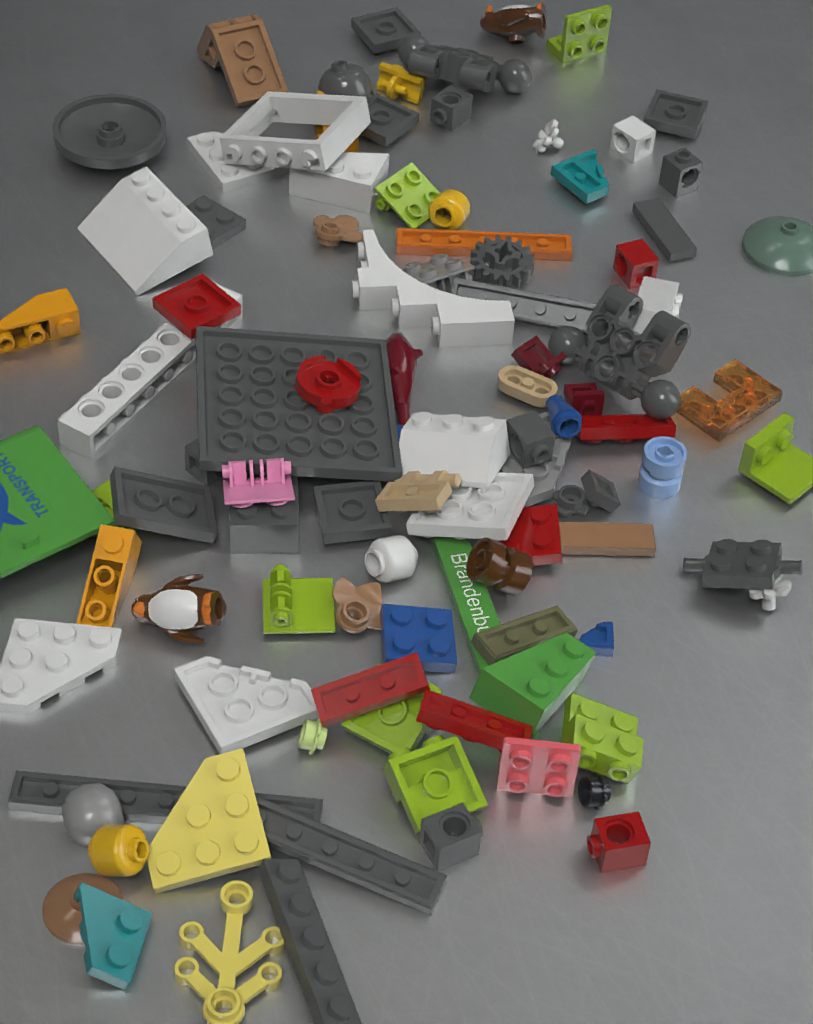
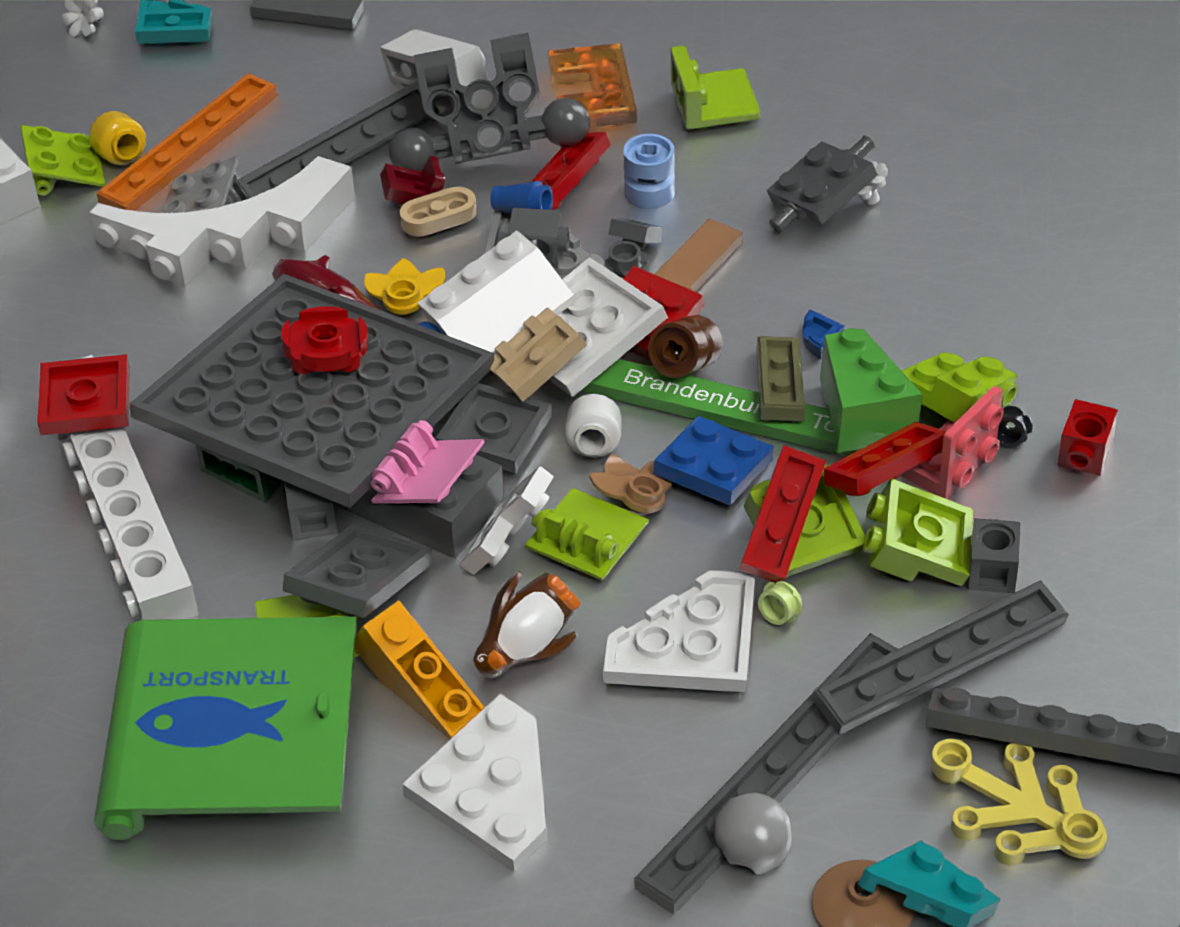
camera: 50 degrees left, 0 degrees up
(118, 850) = (827, 826): yellow head -> none
(210, 828) = (853, 732): light yellow plate -> none
(268, 553) = (506, 520): none -> white plate
(331, 231) = (45, 240): medium nougat plate -> none
(441, 403) = (403, 286): none -> yellow plate
(502, 262) = (244, 135): dark grey gear -> none
(584, 398) = (498, 174): dark red bracket -> none
(634, 261) = (342, 48): red brick -> none

